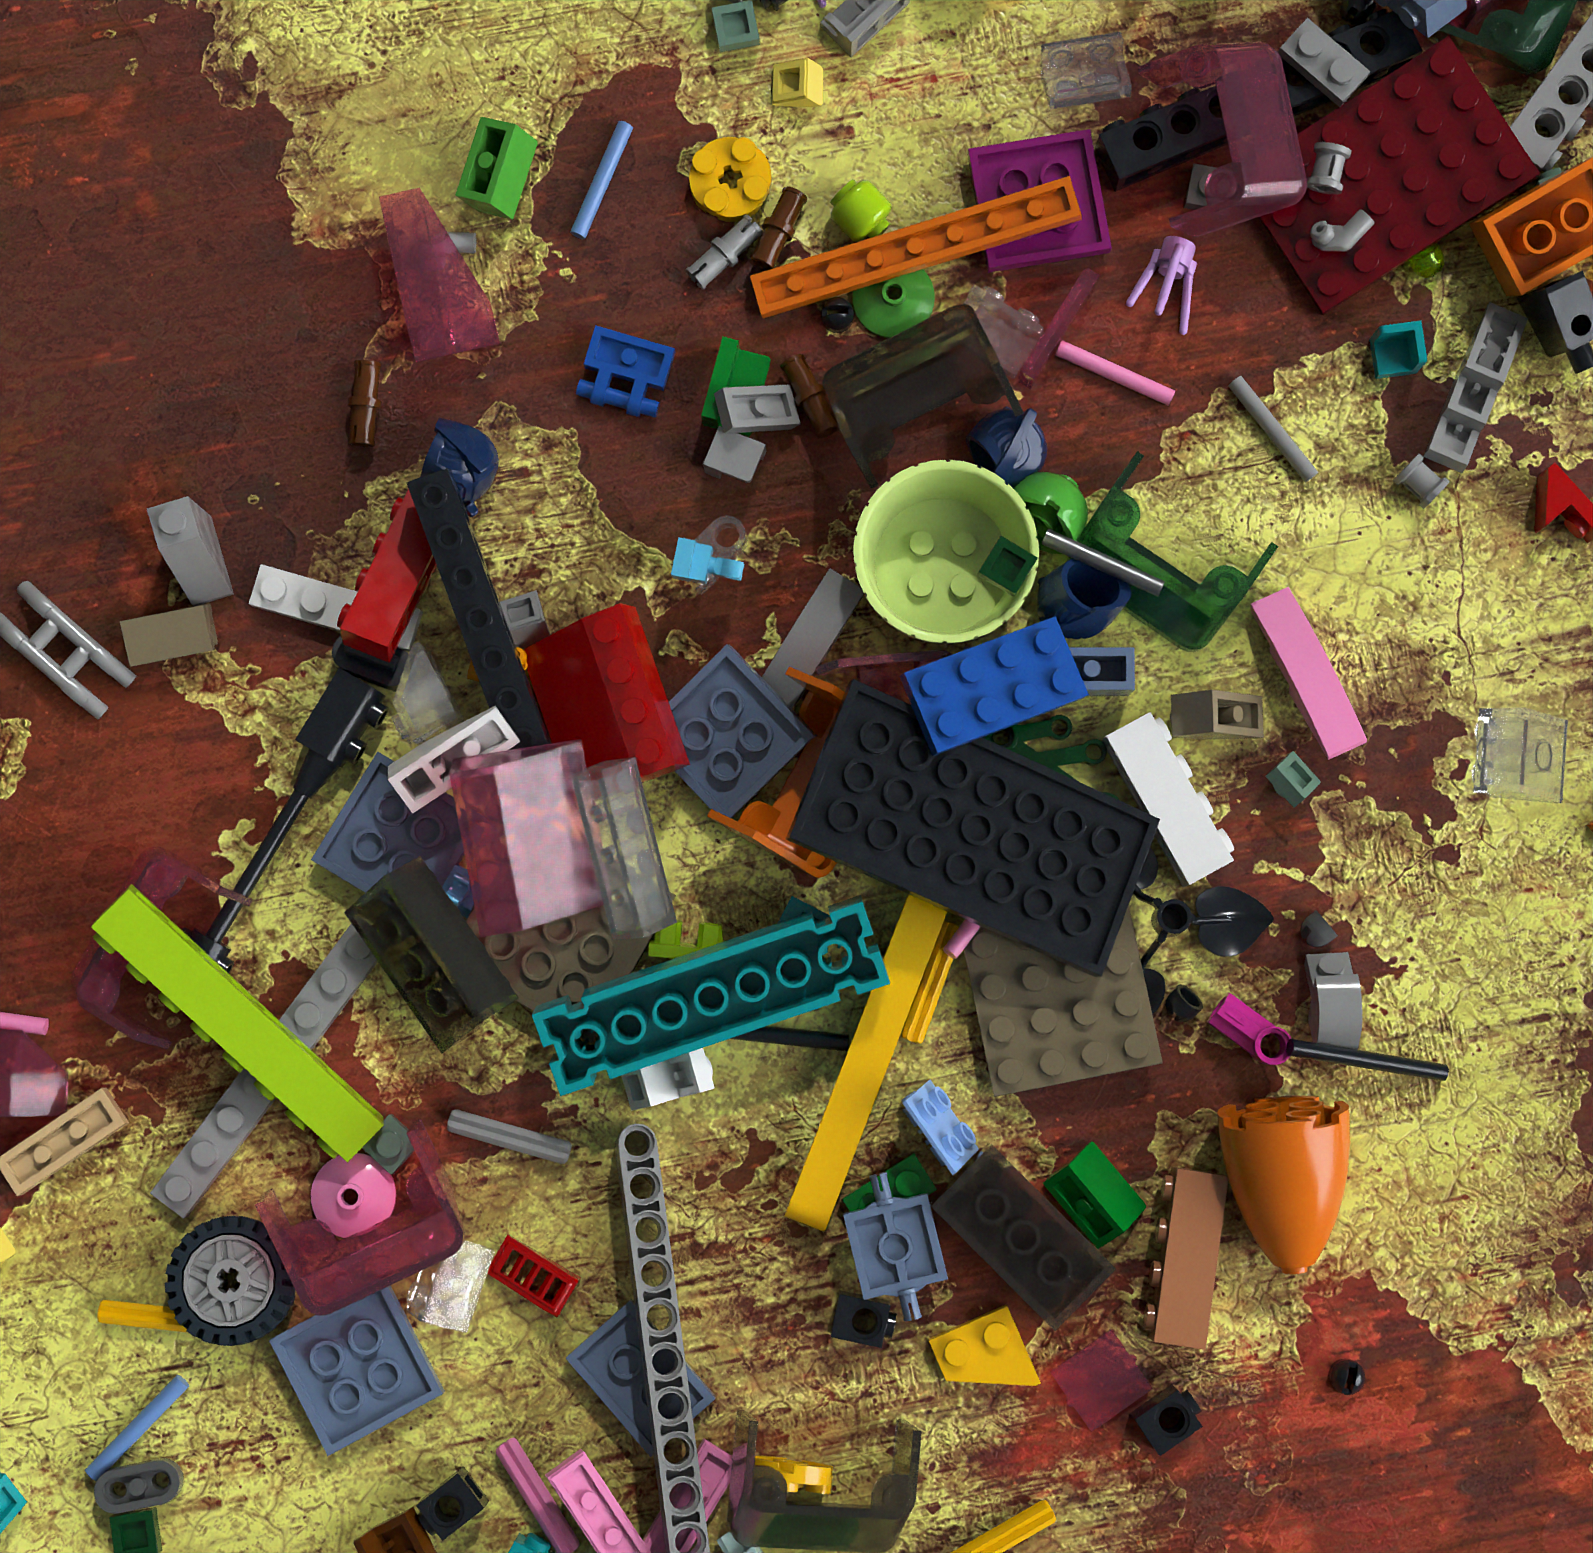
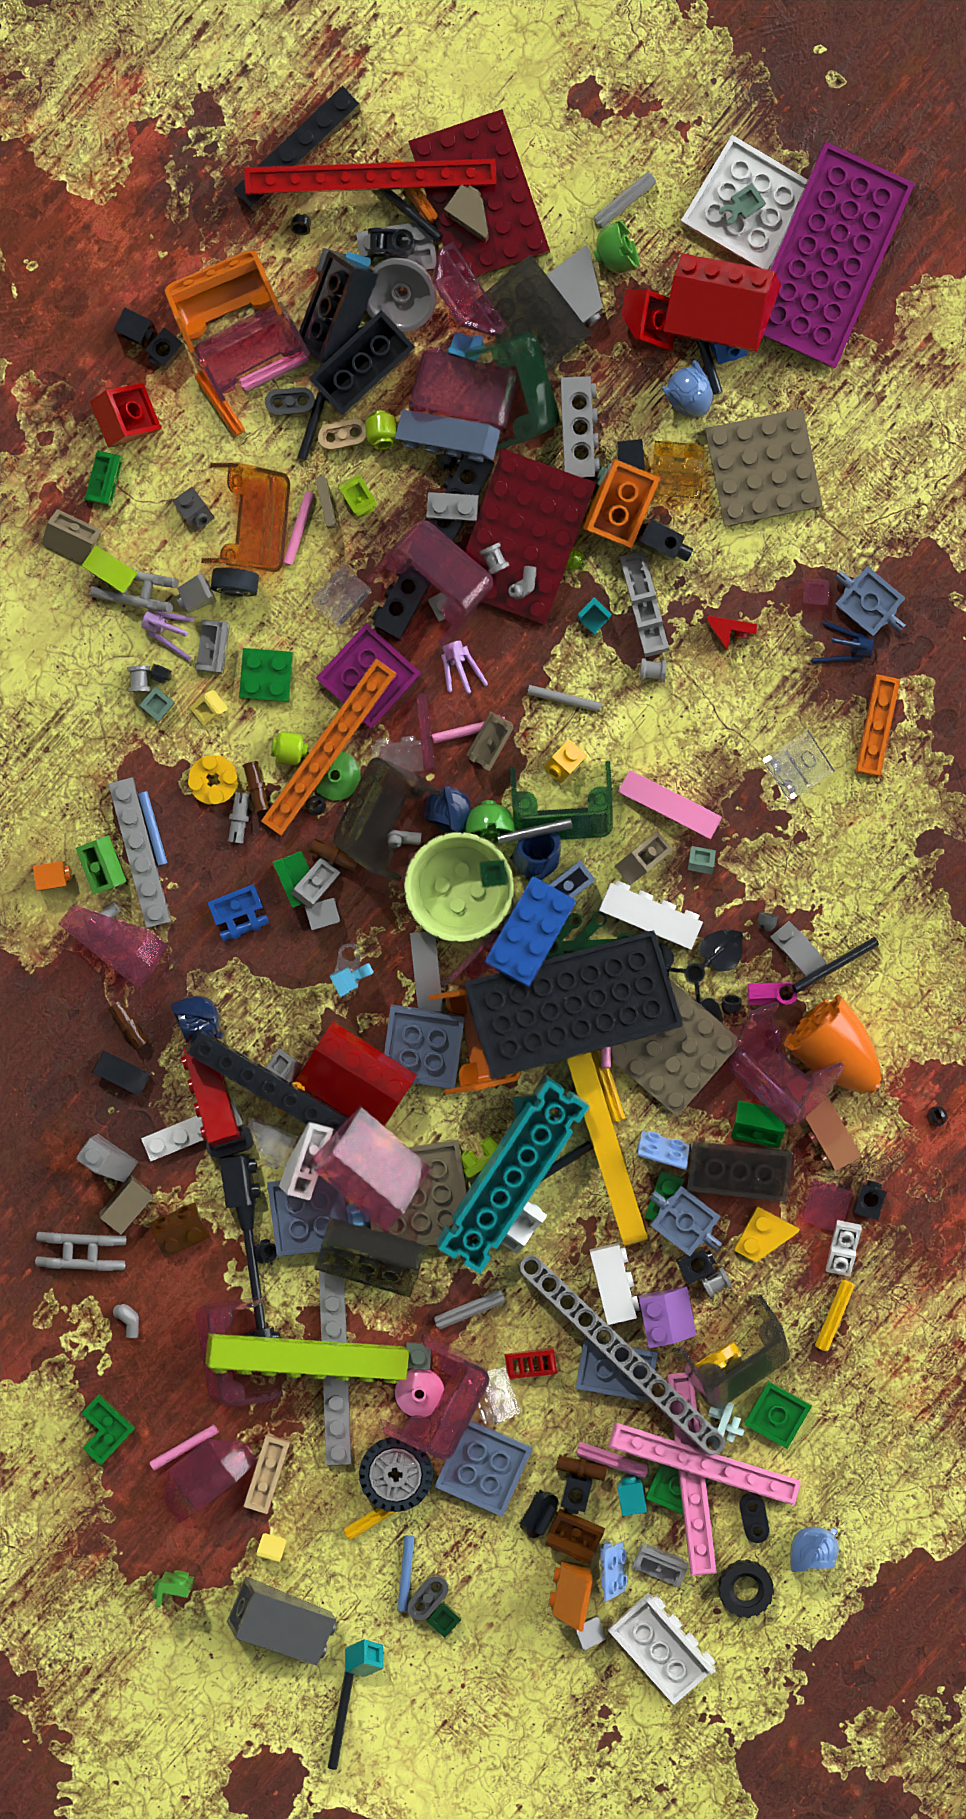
camera: 40 degrees left, 5 degrees up
(53, 788) = (130, 1318): none -> light grey arm
(212, 723) = (179, 1230): none -> reddish brown bracket
(303, 458) = (120, 1073): none -> black slope
(306, 849) = (269, 1254): none -> black plate
(380, 1492) = (539, 1514): none -> black piece
(422, 135) = (52, 875): none -> orange brick
(487, 1474) = (581, 1468): none -> reddish brown pin
(559, 198) = (139, 852): none -> light grey plate
(623, 848) = (419, 1140): clear brick -> none
(731, 1256) = (614, 1283): none -> white brick
(766, 1359) = (667, 1316): none -> medium lavender slope
(870, 1365) = (716, 1282): none -> light grey bush
(905, 99) = (266, 674): none -> green plate
(912, 436) = (397, 837): none -> light grey arm
(1079, 1457) = (843, 1248): none -> white slope
(1134, 403) = (490, 740): none -> dark tan hinge
(1168, 1144) = (772, 1075): none -> clear pink windscreen
(1210, 509) = (564, 761): none -> yellow bracket

